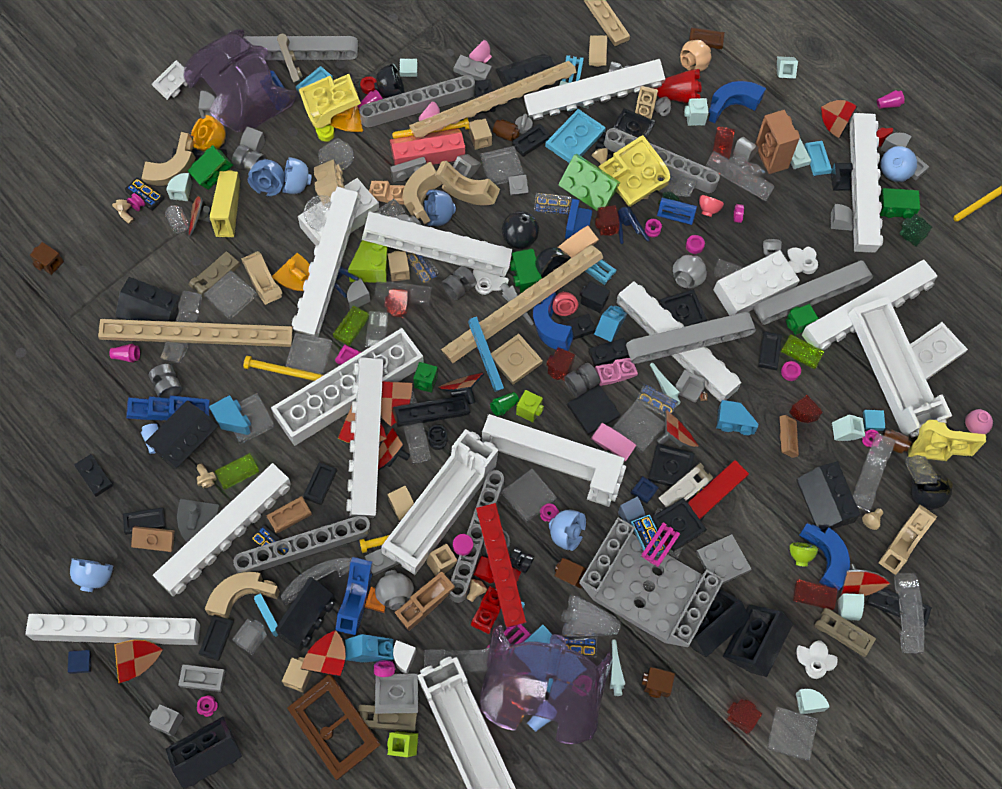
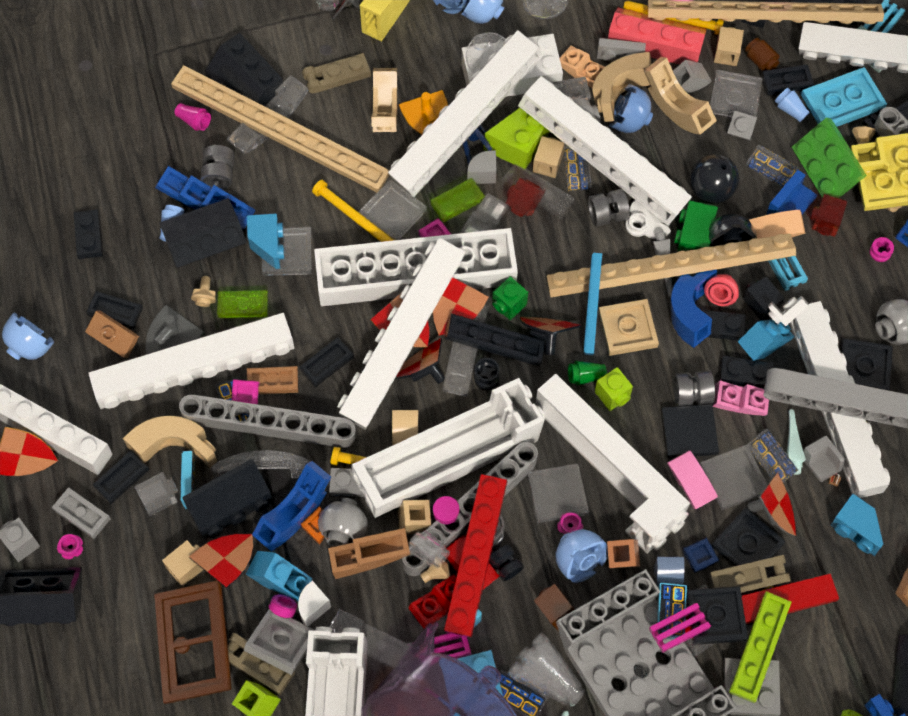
camera: 30 degrees right, 0 degrees up
(230, 294) = (341, 104): clear tile -> none
(275, 532) = (245, 391): none -> dark pink tile
(328, 178) = (519, 16): tan arch -> none
(466, 577) = (429, 549): none -> clear brick
(524, 123) = (789, 57): light grey tile -> none
(543, 155) = (791, 104): none -> light blue cone
(560, 363) = (678, 357): clear red brick -> none
(596, 514) = (623, 553): none -> nougat brick
(620, 295) = (792, 310): none -> white bracket
(627, 218) = (855, 224): dark blue plant -> none
(716, 531) = (760, 647): none -> lime tile

